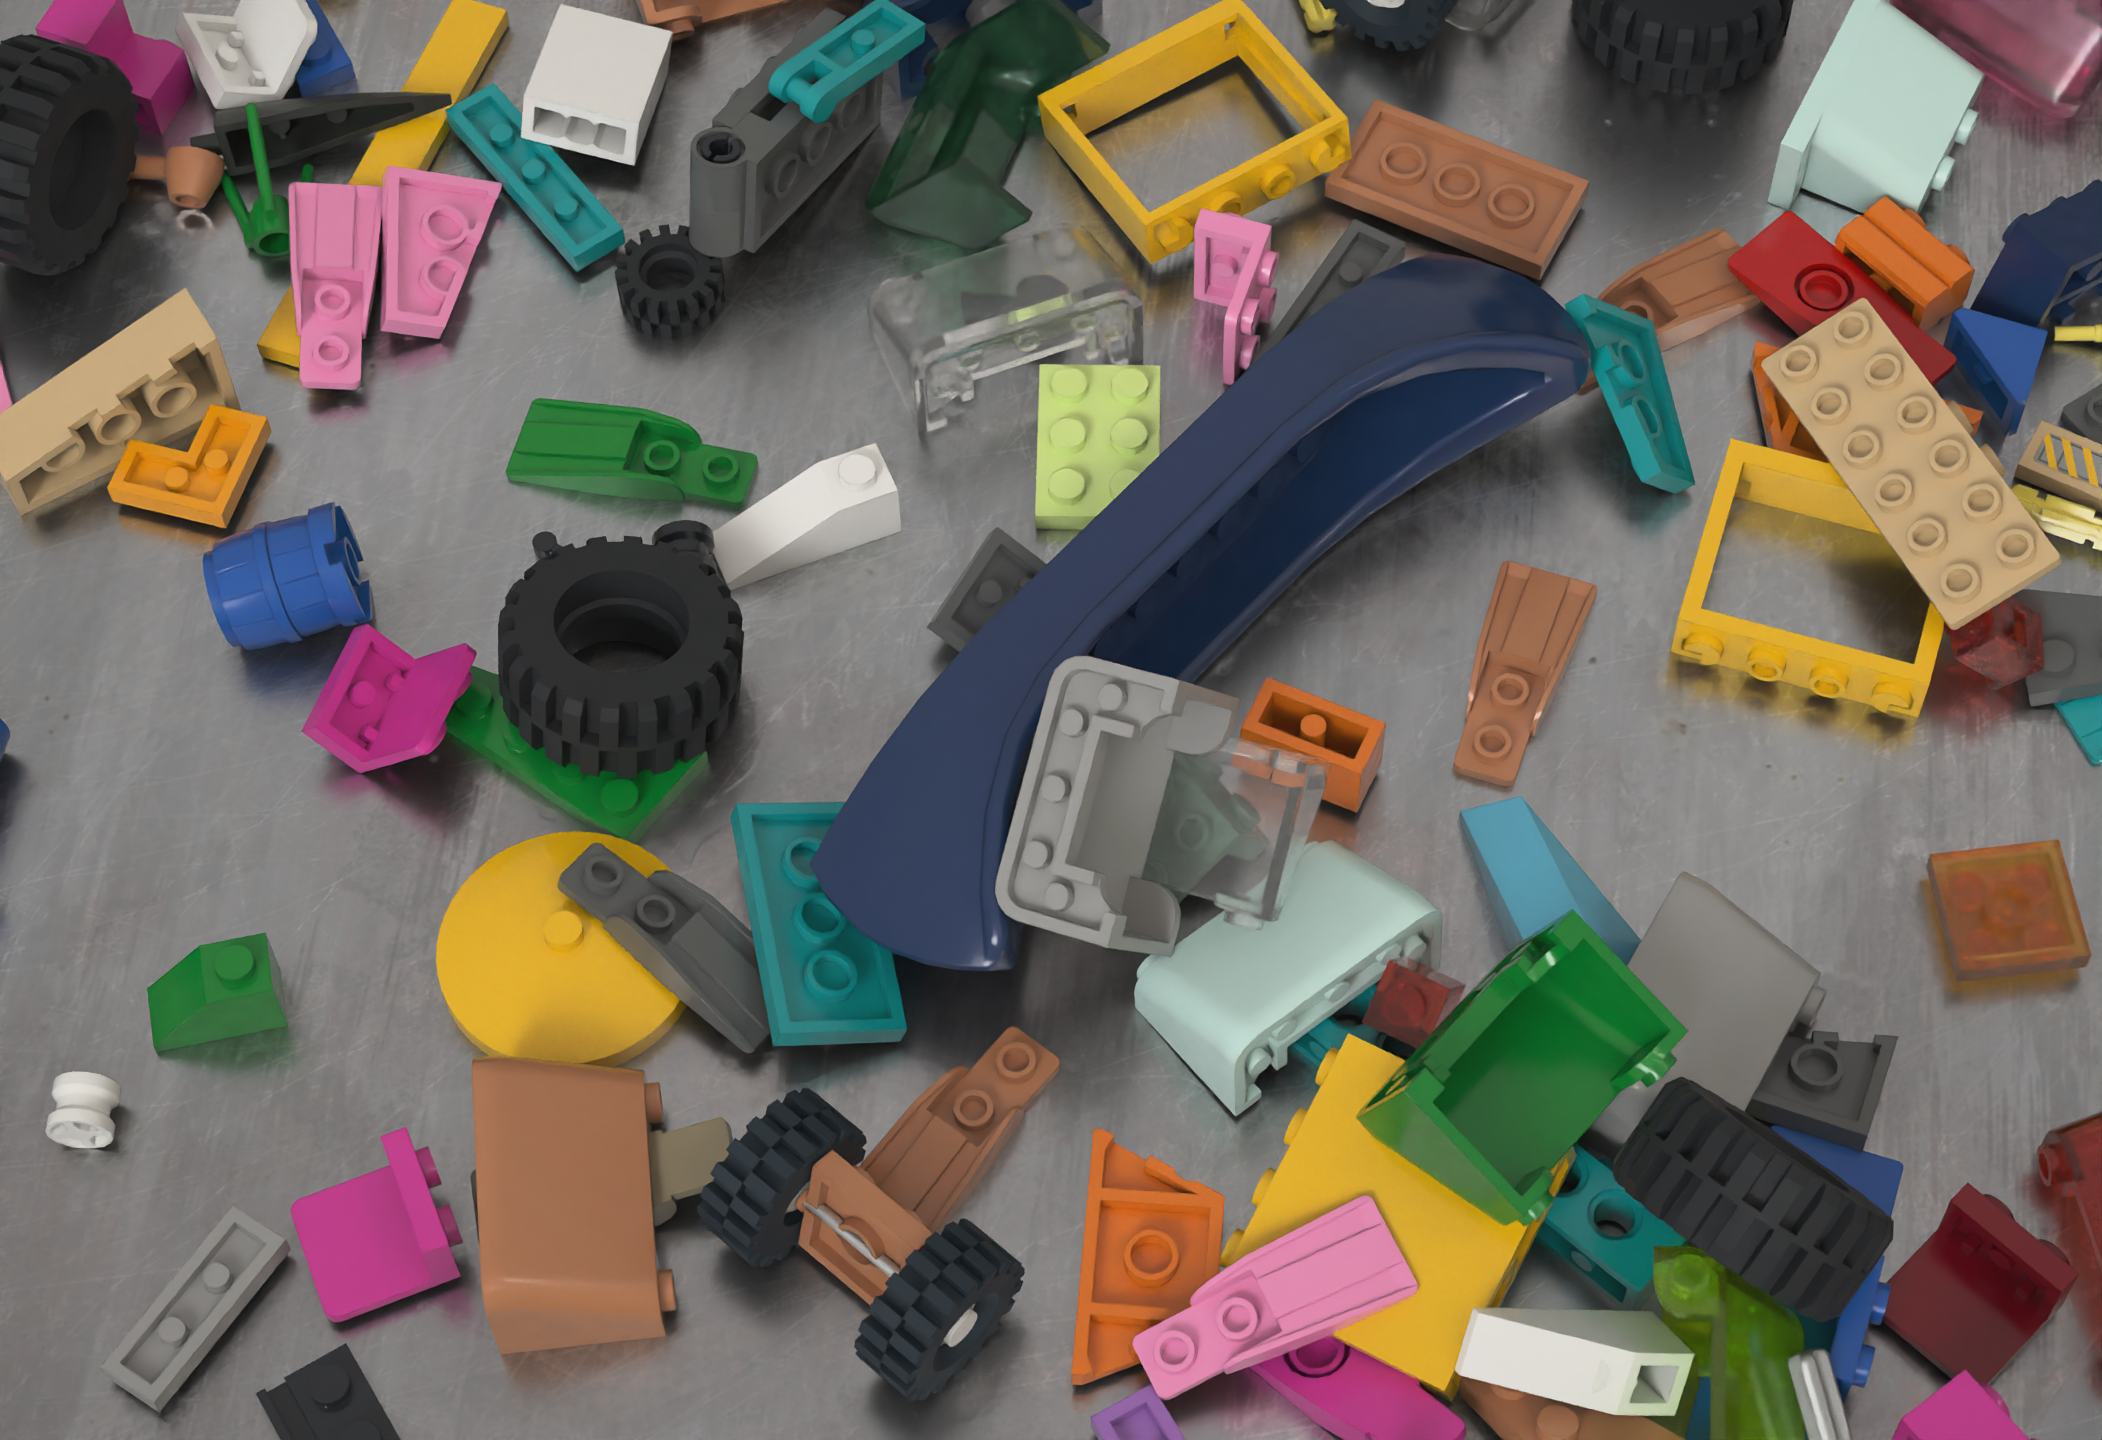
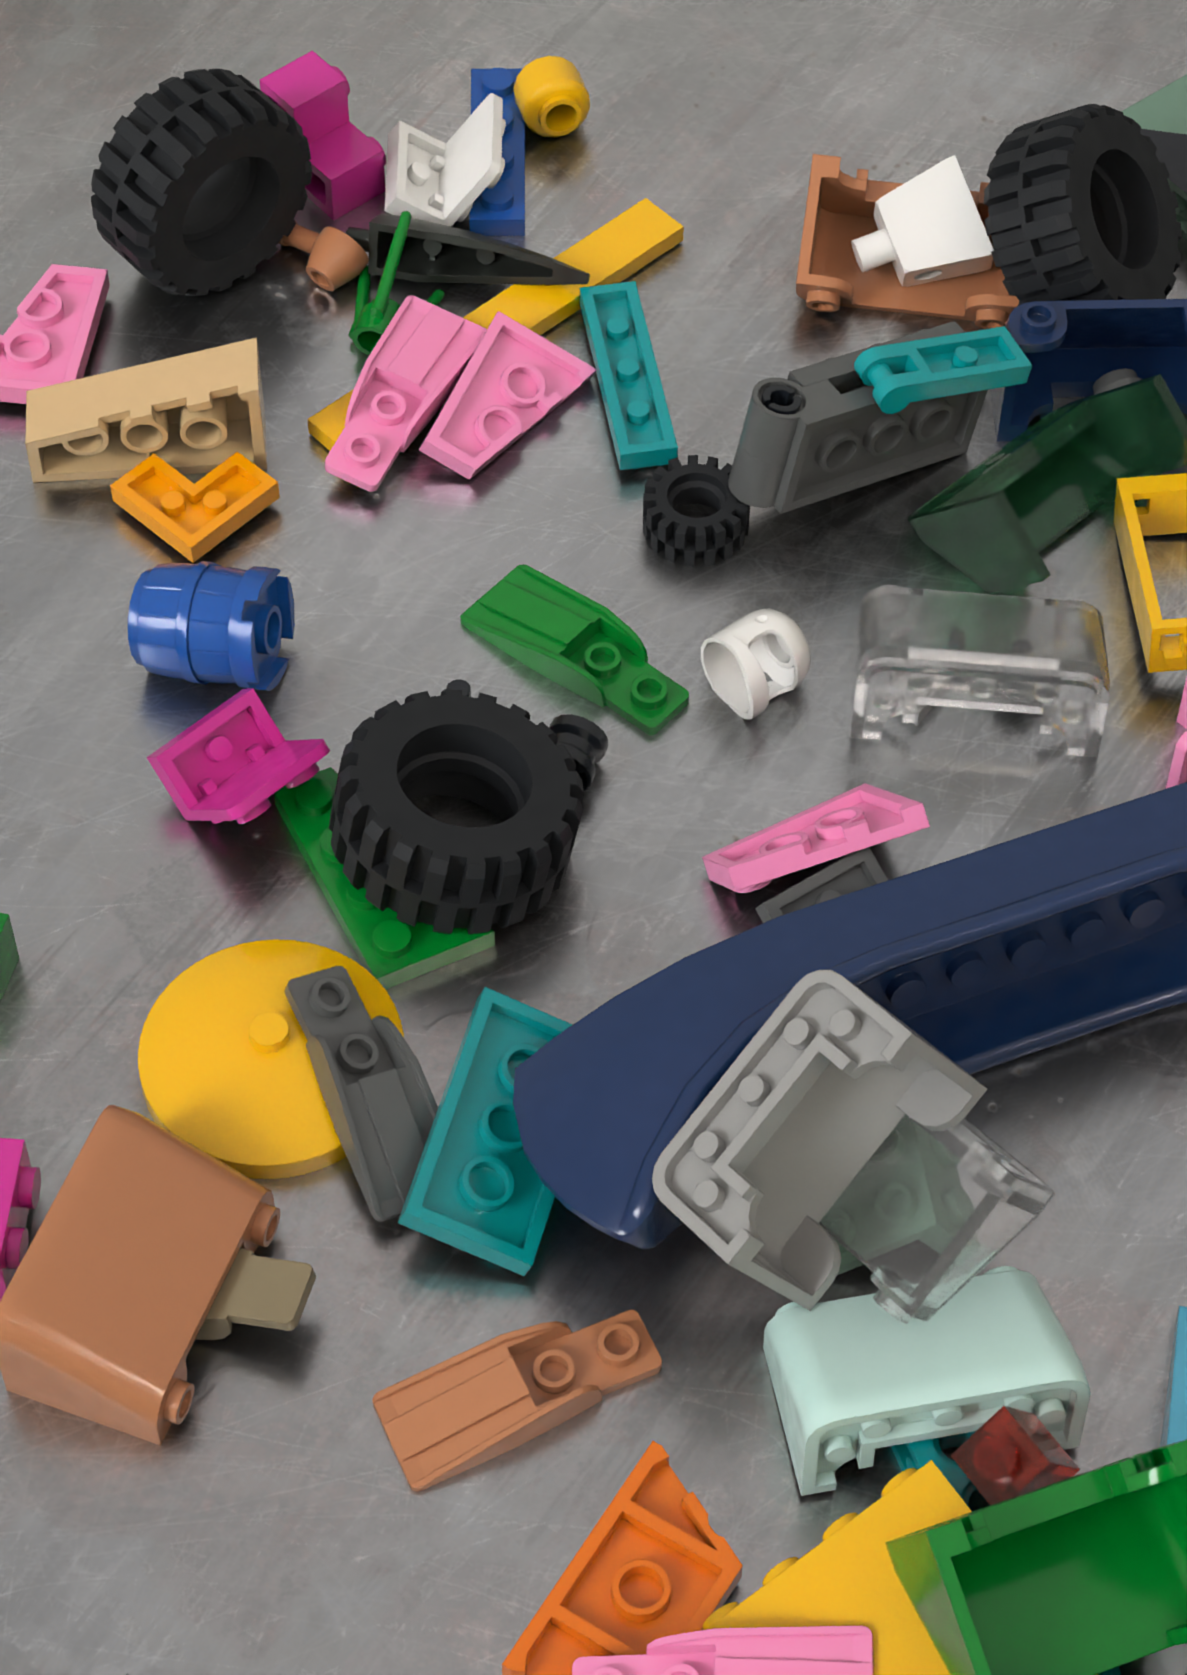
camera: 25 degrees right, 5 degrees down
(596, 84) = (721, 315): white brick -> none
(806, 385) = (746, 649): none -> white helmet
(810, 518) = (704, 766): white slope -> none
(926, 1291) = (344, 1355): black plate -> none
(946, 537) = (814, 836): none -> bright pink wing
(1092, 438) = (1009, 791): yellowish green plate -> none
(1323, 730) = (1088, 1184): orange brick -> none

